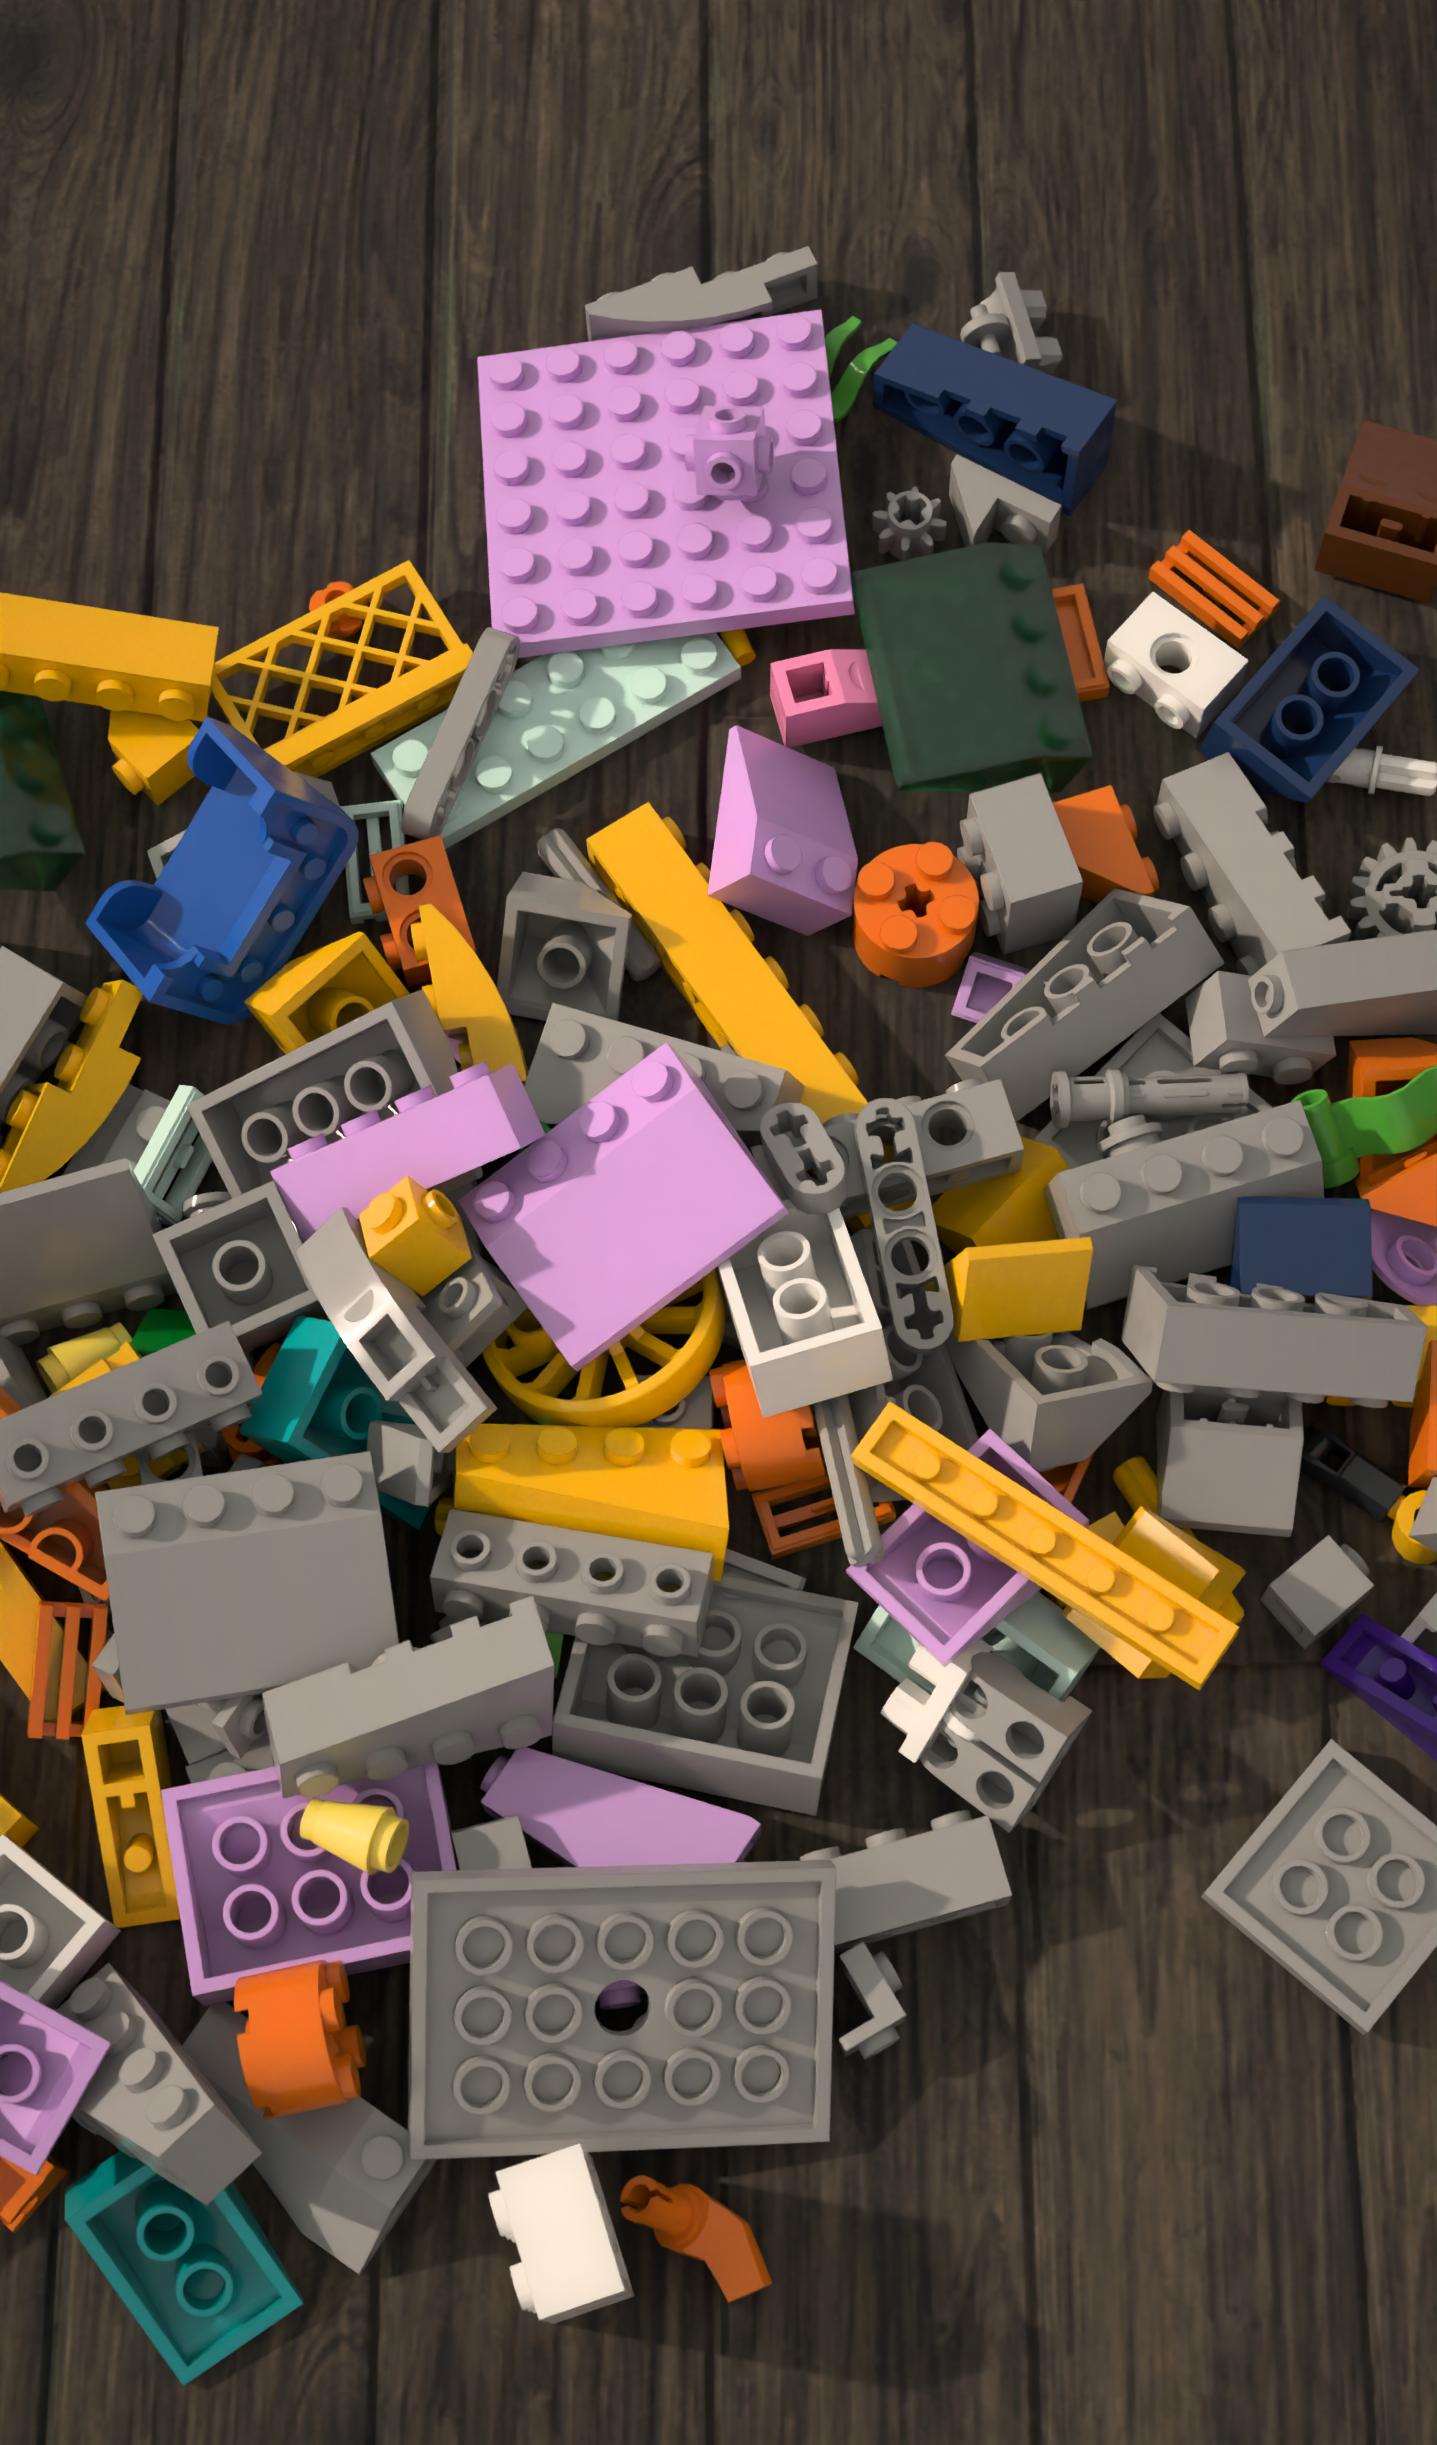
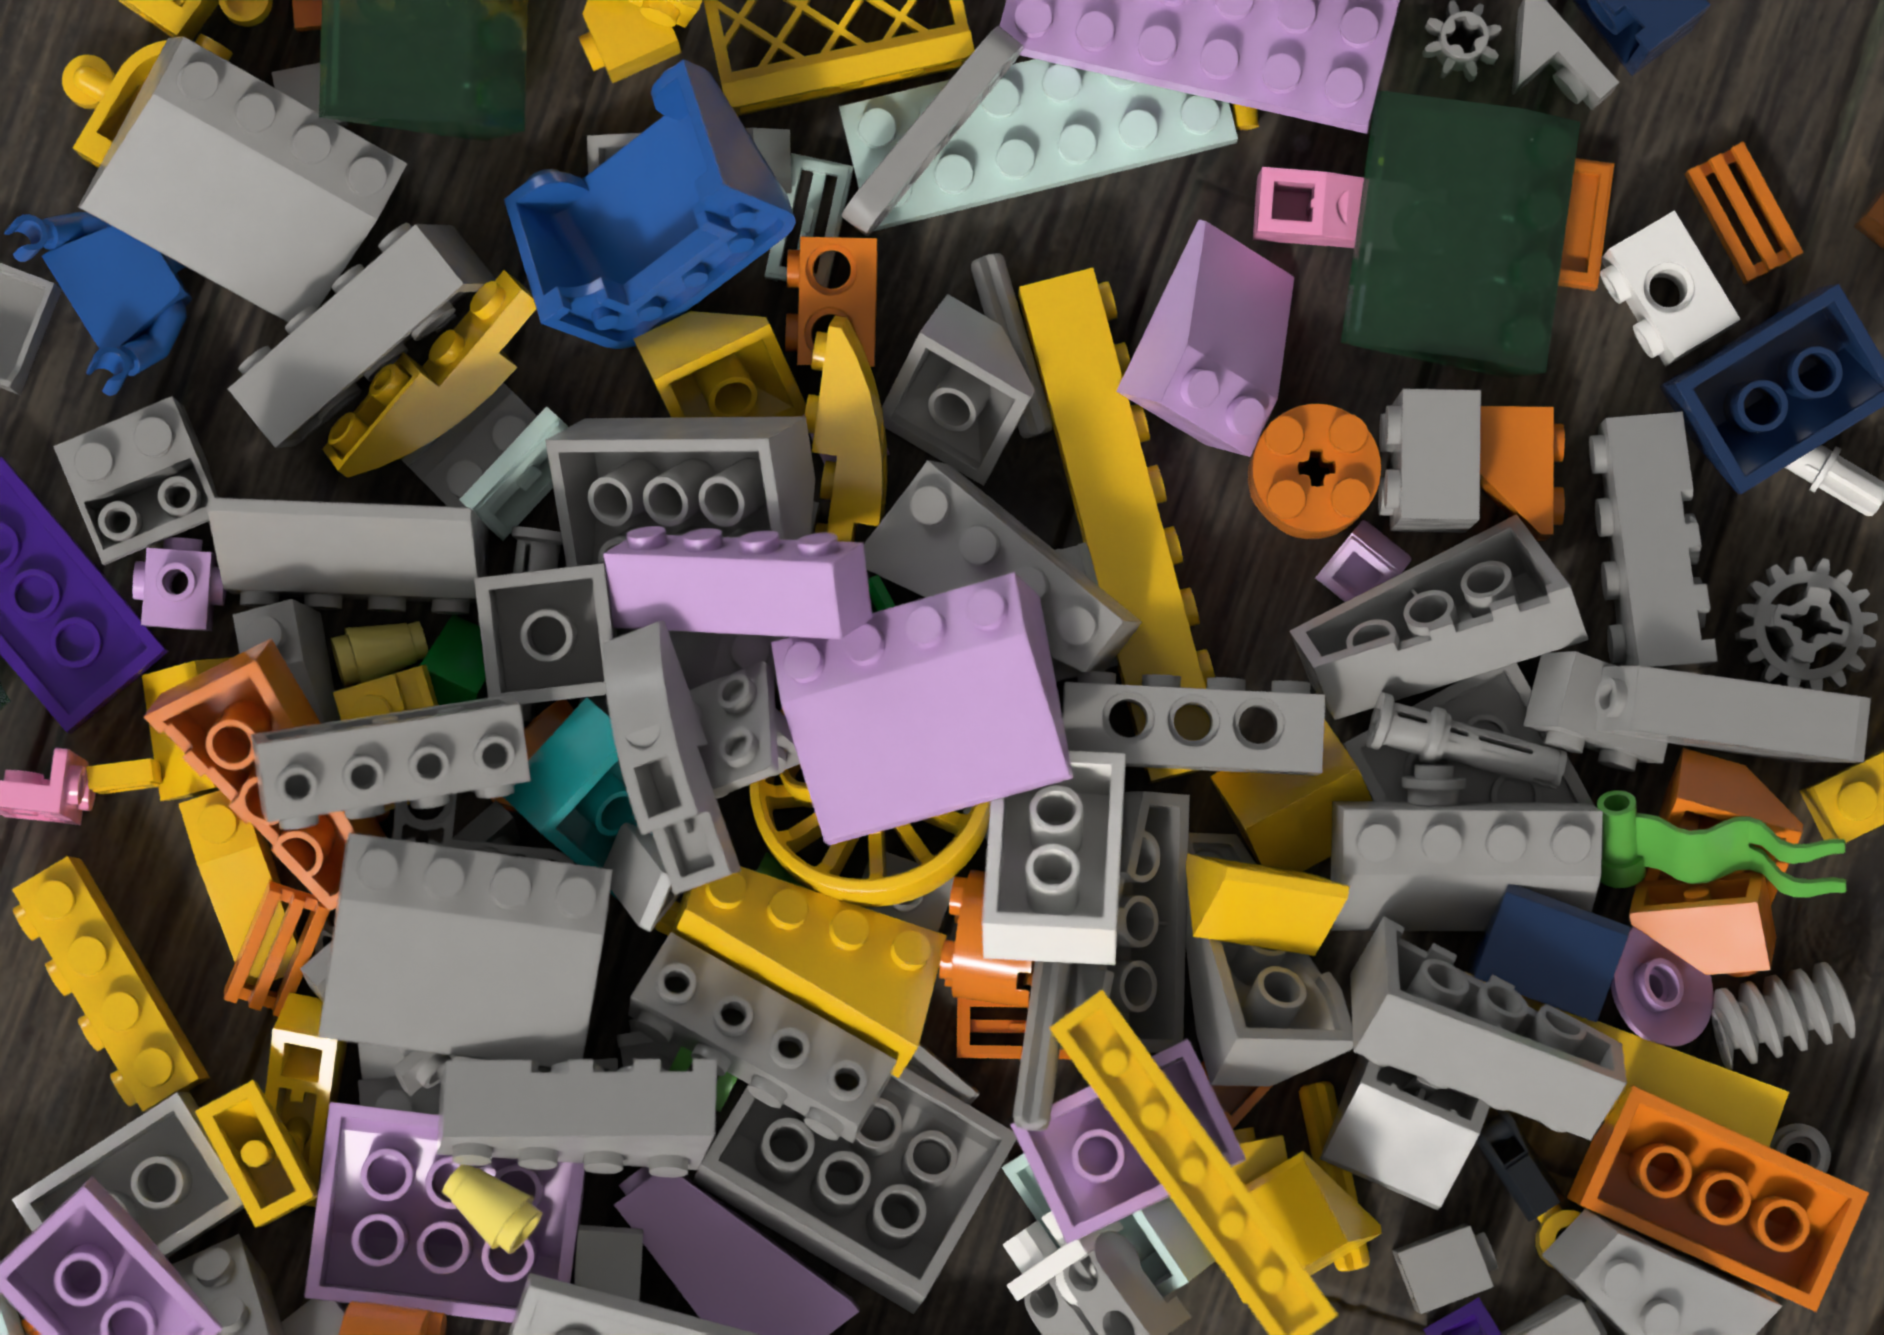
camera: 15 degrees right, 15 degrees up
(103, 1867) = (258, 1154): none -> yellow slope
(415, 1235) = (718, 675): yellow brick -> none
(815, 1152) = (1122, 717): light grey beam -> none
(913, 1224) = (1187, 813): light grey beam -> none

